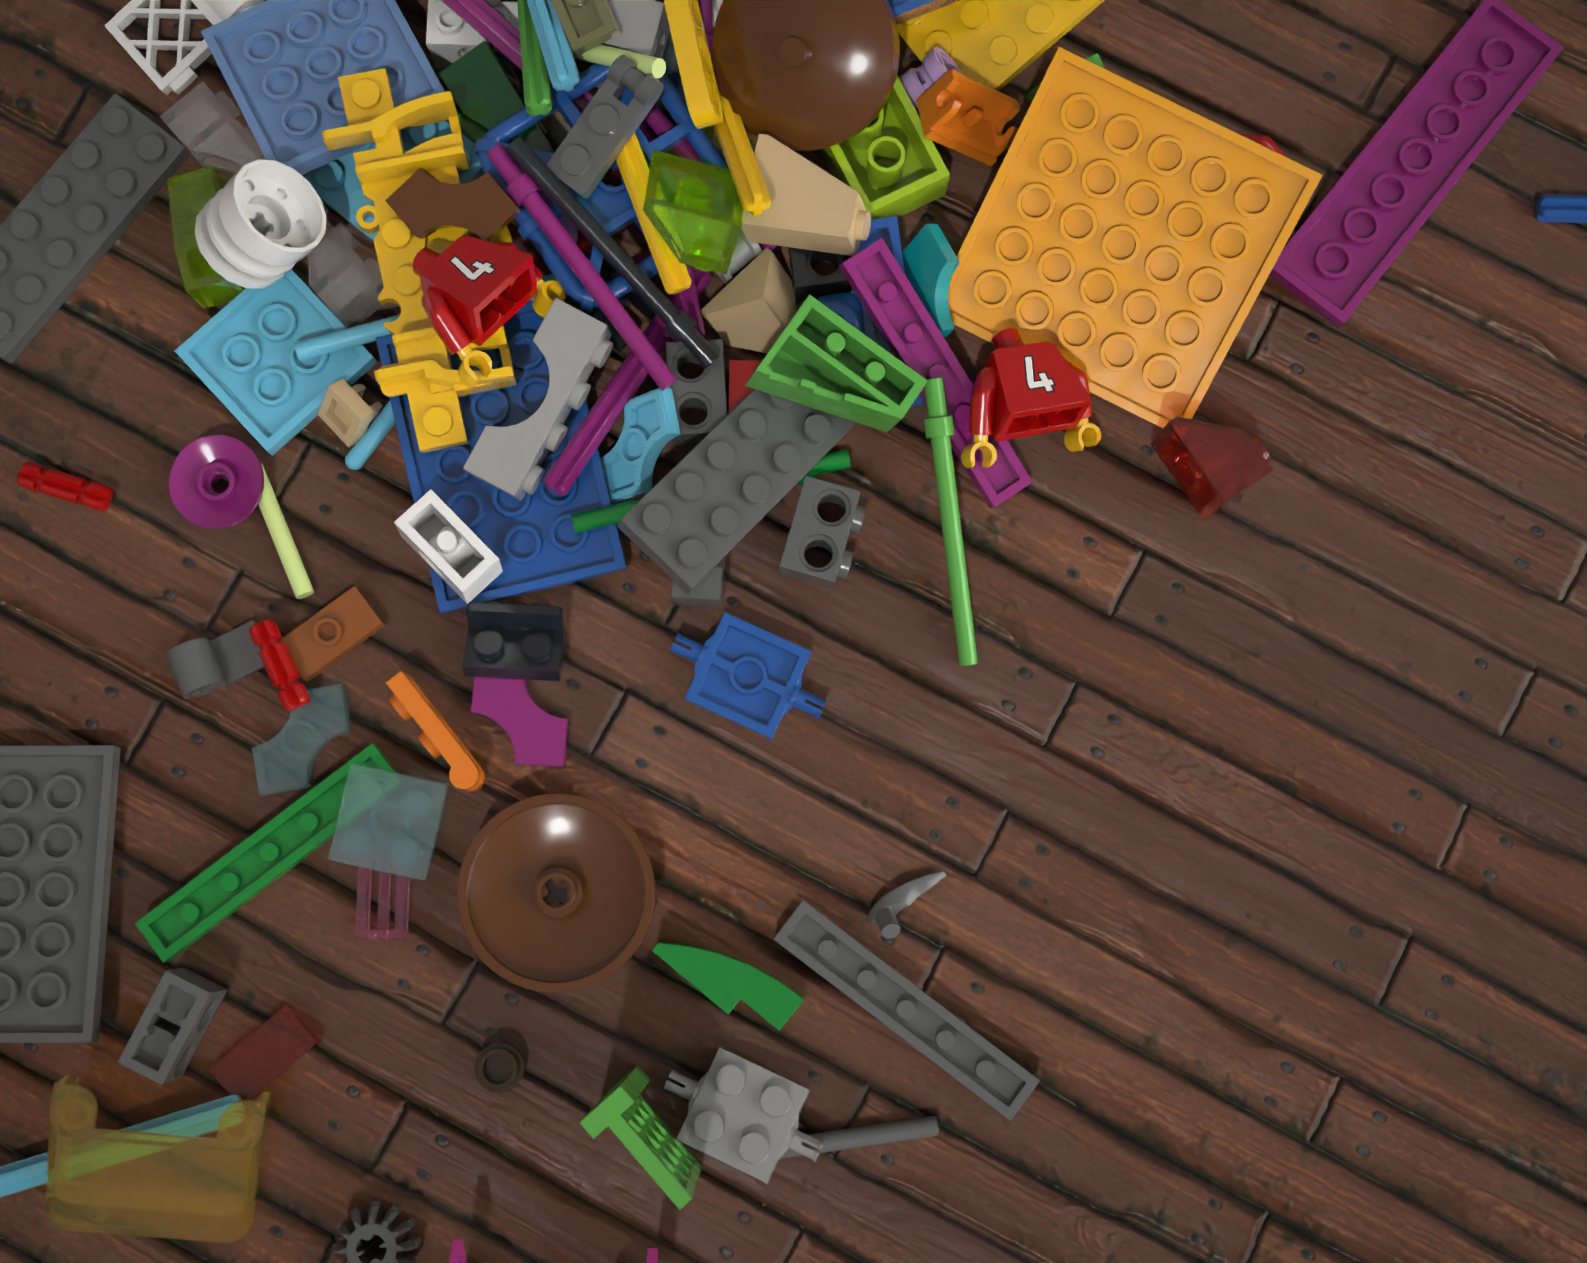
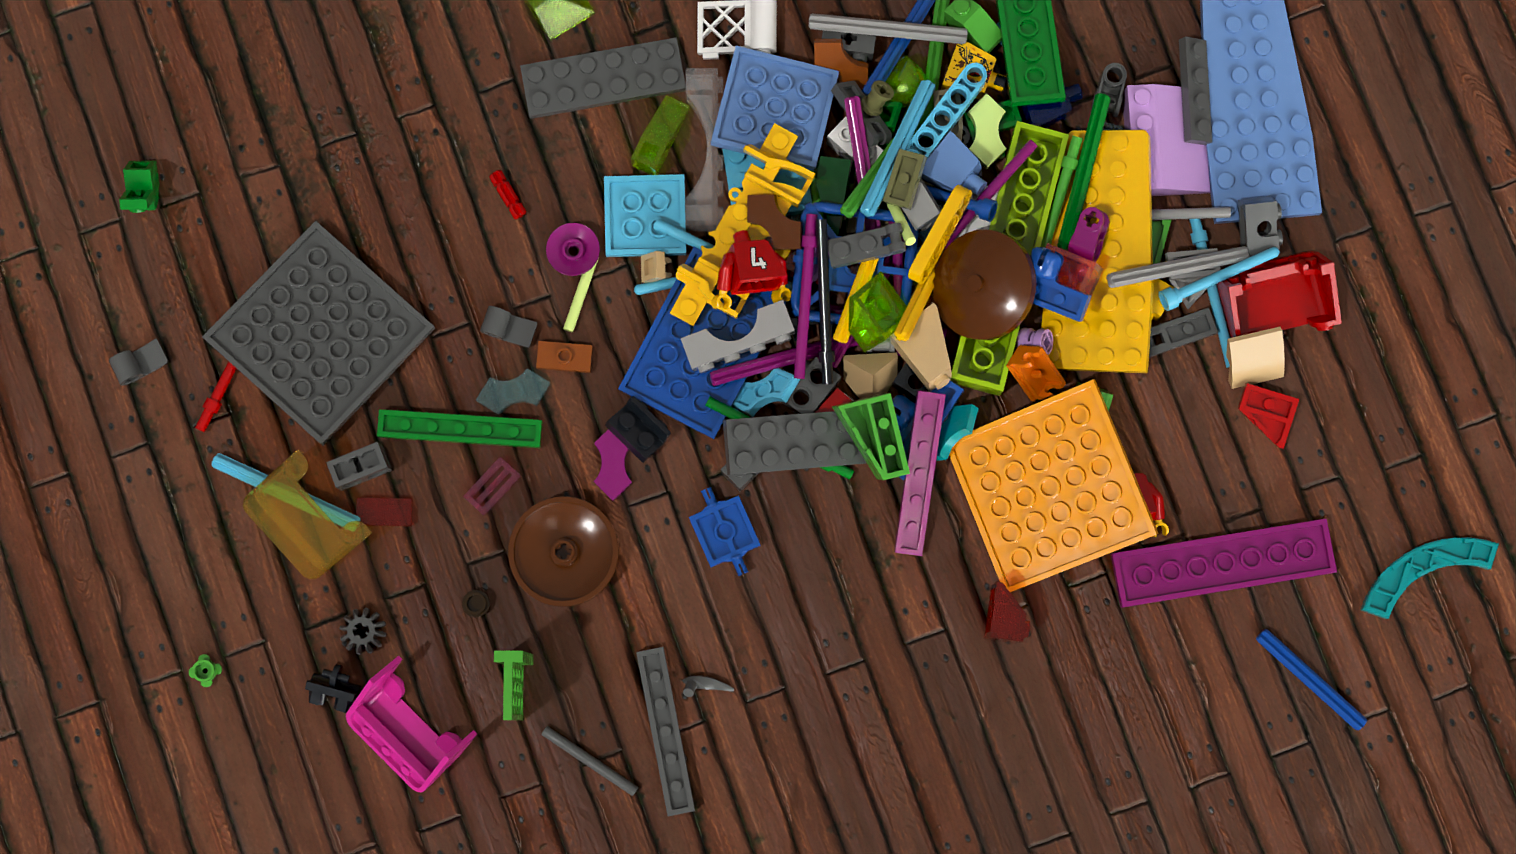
camera: 40 degrees right, 0 degrees up
(260, 224) = (686, 158): white wheel -> none
(279, 665) = (531, 352): red axle -> none
(388, 821) = (519, 459): clear light blue plate -> none
(437, 735) = (571, 440): orange plate -> none
(449, 546) = (645, 366): white brick -> none
(730, 979) = (603, 653): green slope -> none
(743, 1115) = (559, 714): light grey plate -> none
(811, 531) = (806, 492): dark grey brick -> none
(939, 429) = (898, 497): bright green bar -> none
(1028, 394) = (951, 516): red torso -> none

